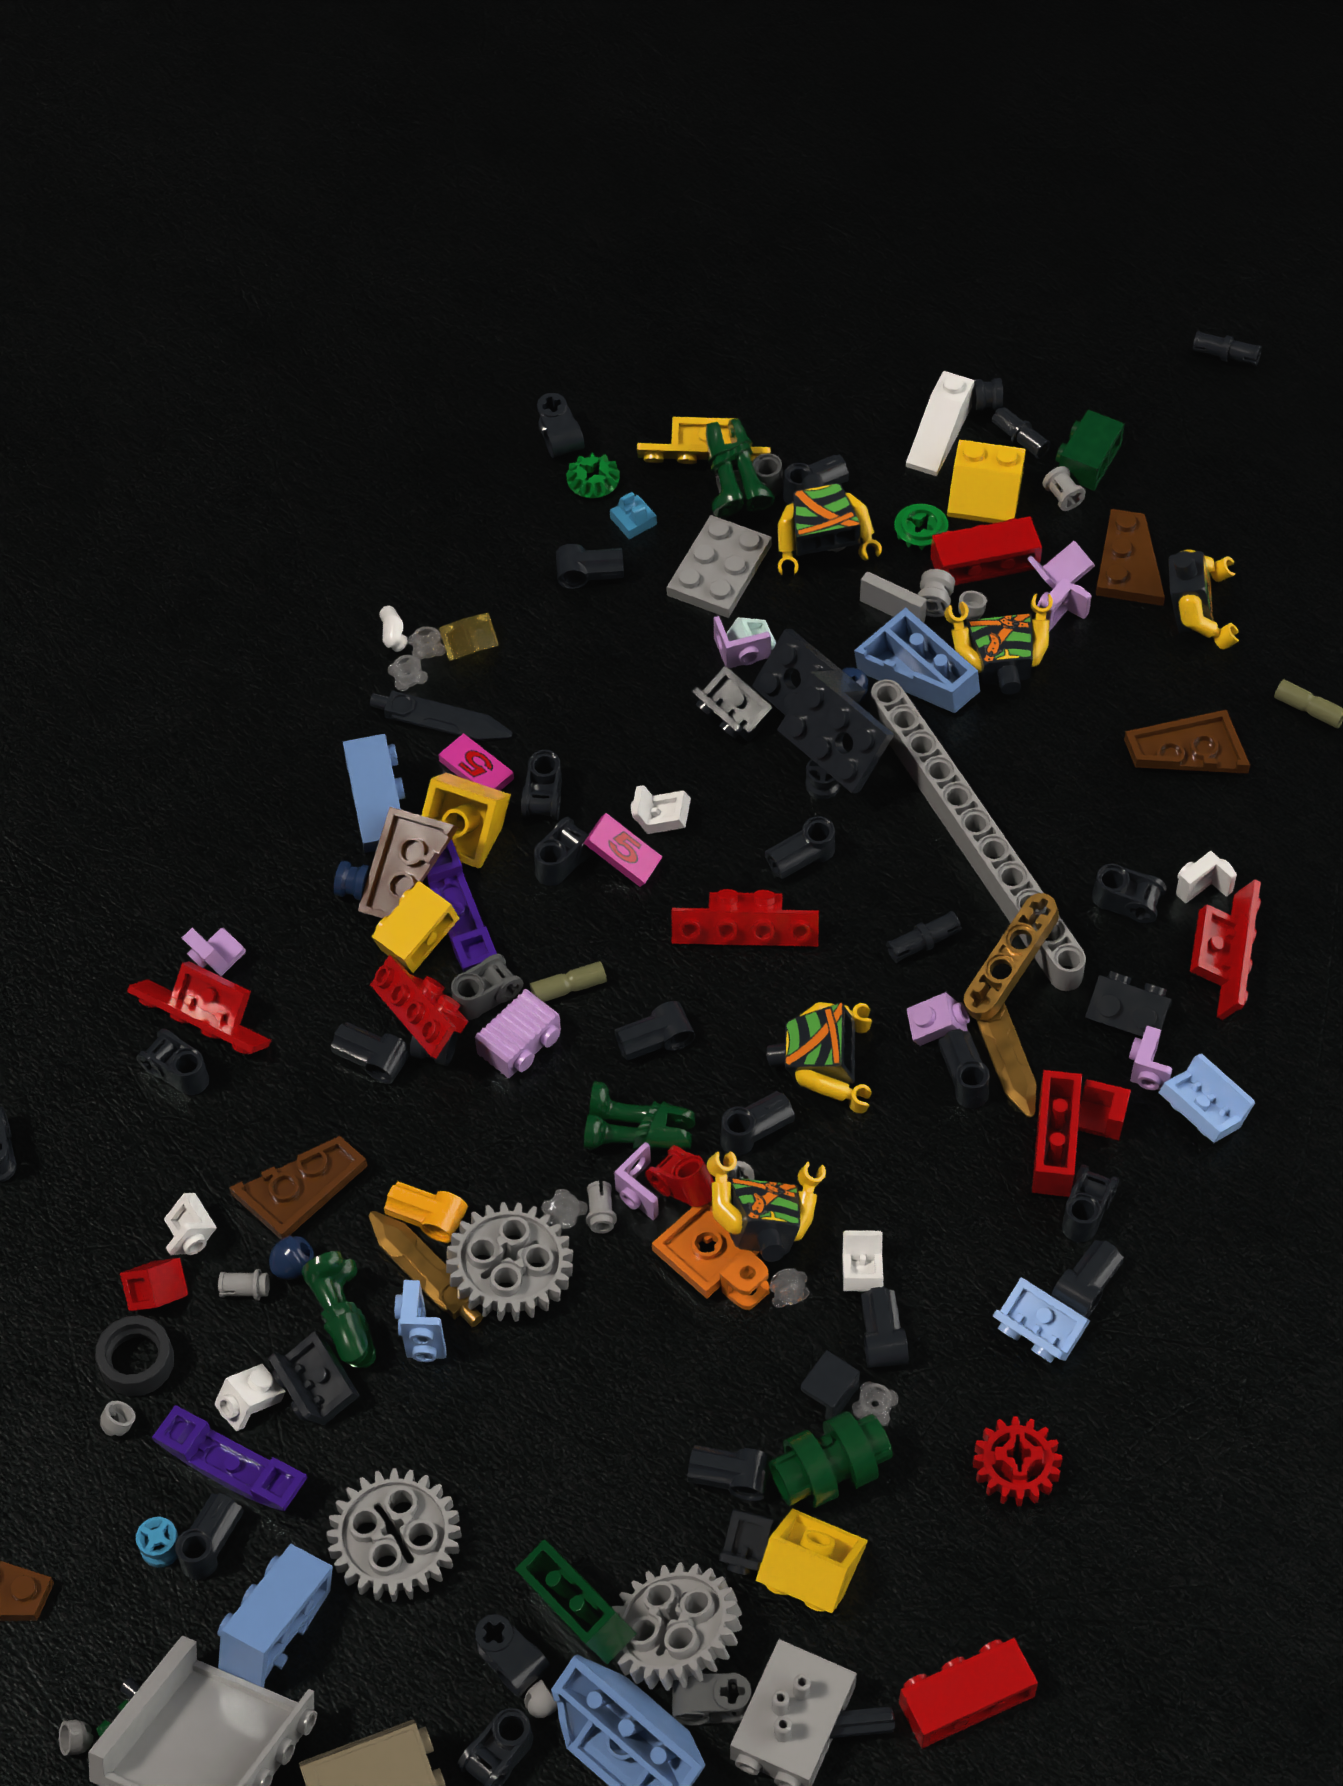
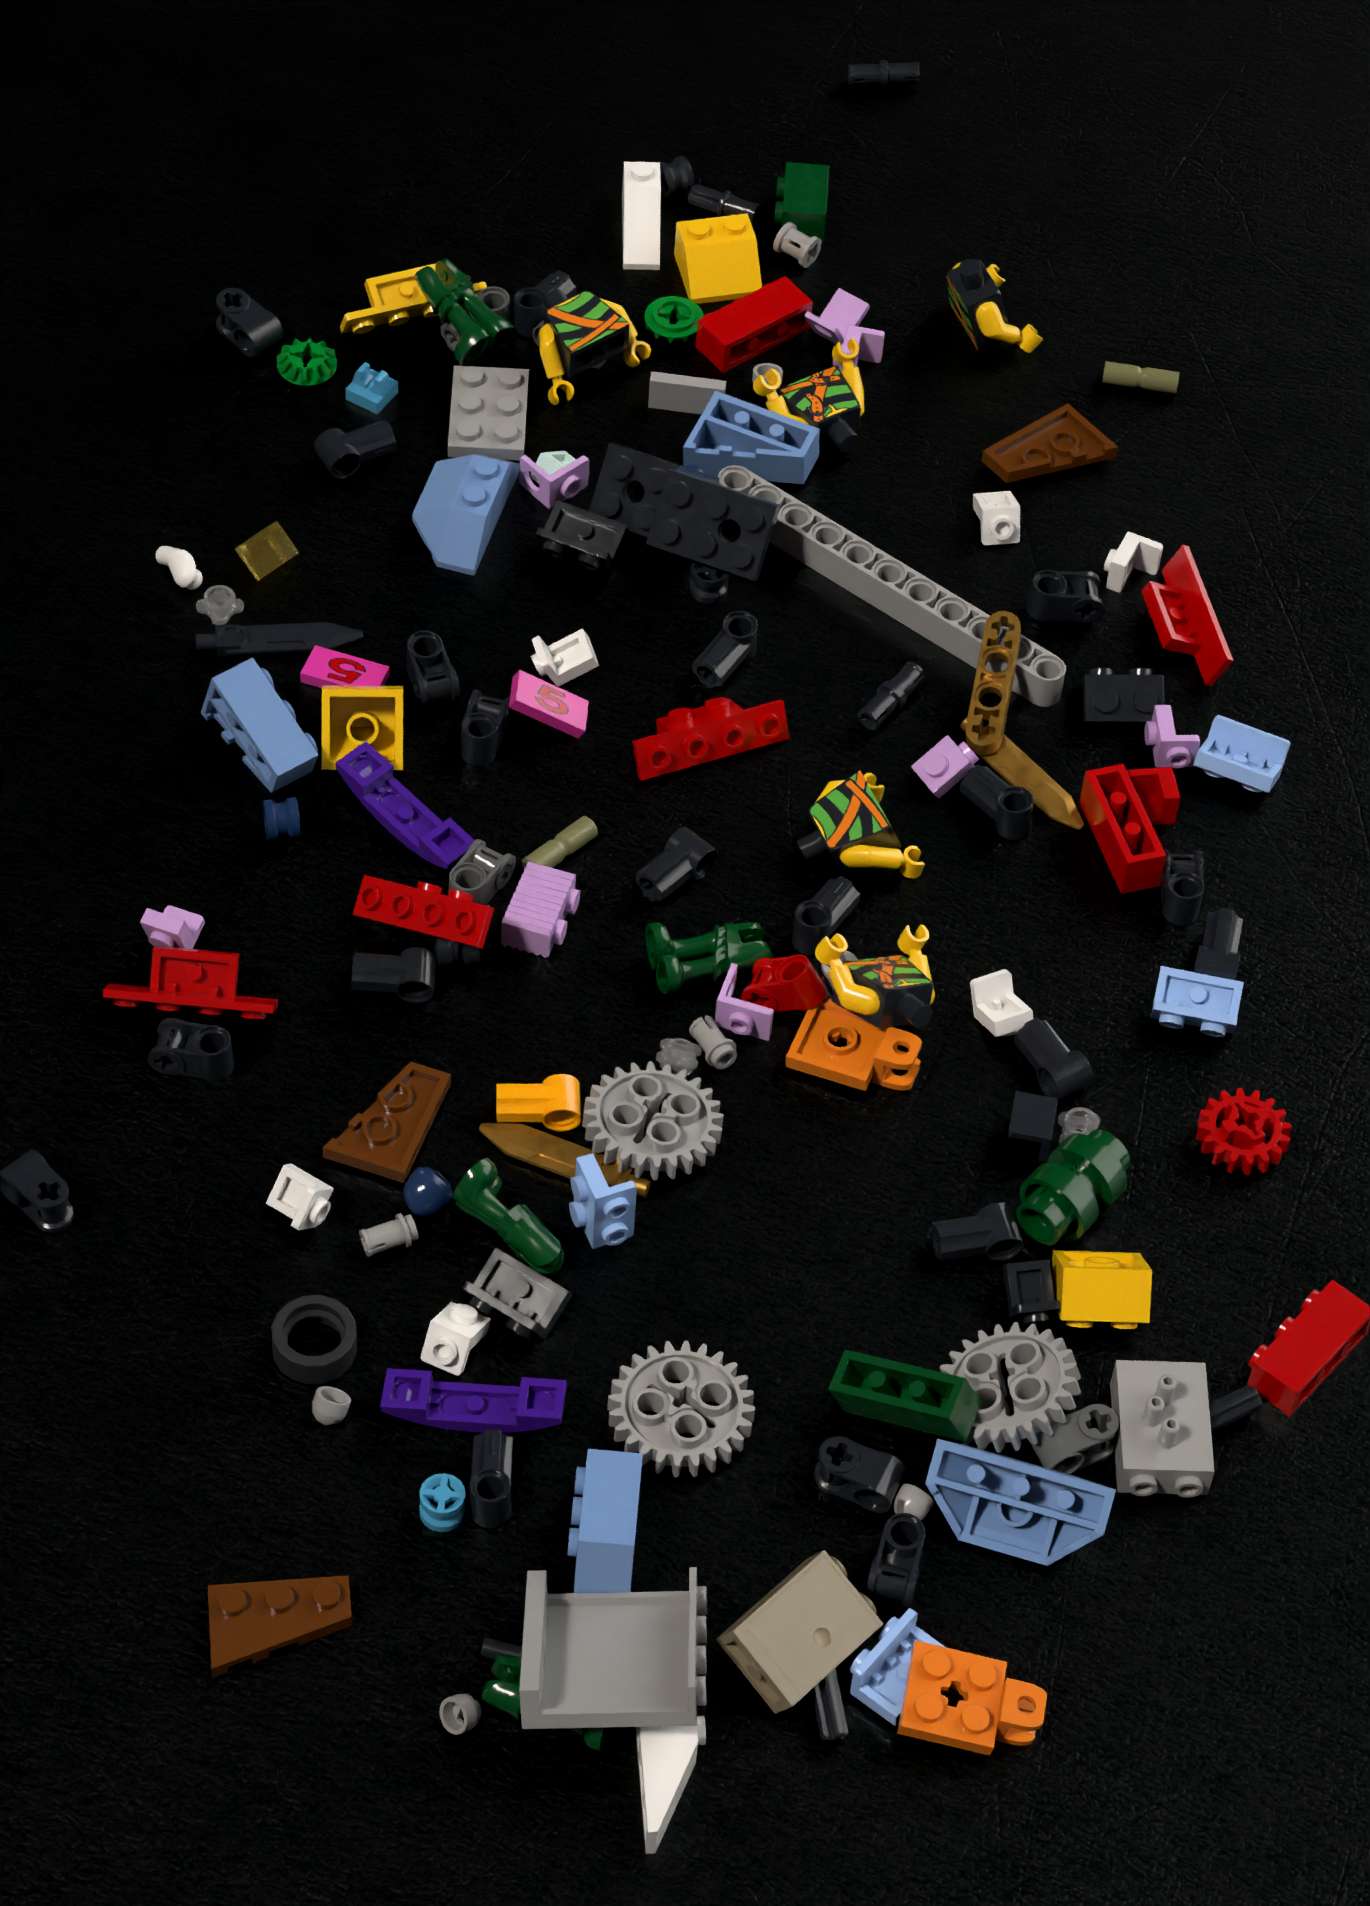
camera: 30 degrees left, 5 degrees down
(154, 1284) = (294, 1266): red panel -> none
(402, 858) = (331, 778): wing -> none
(415, 926) = (375, 838): yellow brick -> none
(426, 643) = (224, 569): clear plate -> none
(651, 646) = (463, 508): none -> medium blue wedge
(788, 1287) = (940, 1052): clear plate -> none
(936, 587) = (726, 366): light grey wheel -> none
(1107, 798) = (998, 517): none -> white bracket
(1129, 561) = (895, 296): reddish brown wing -> none

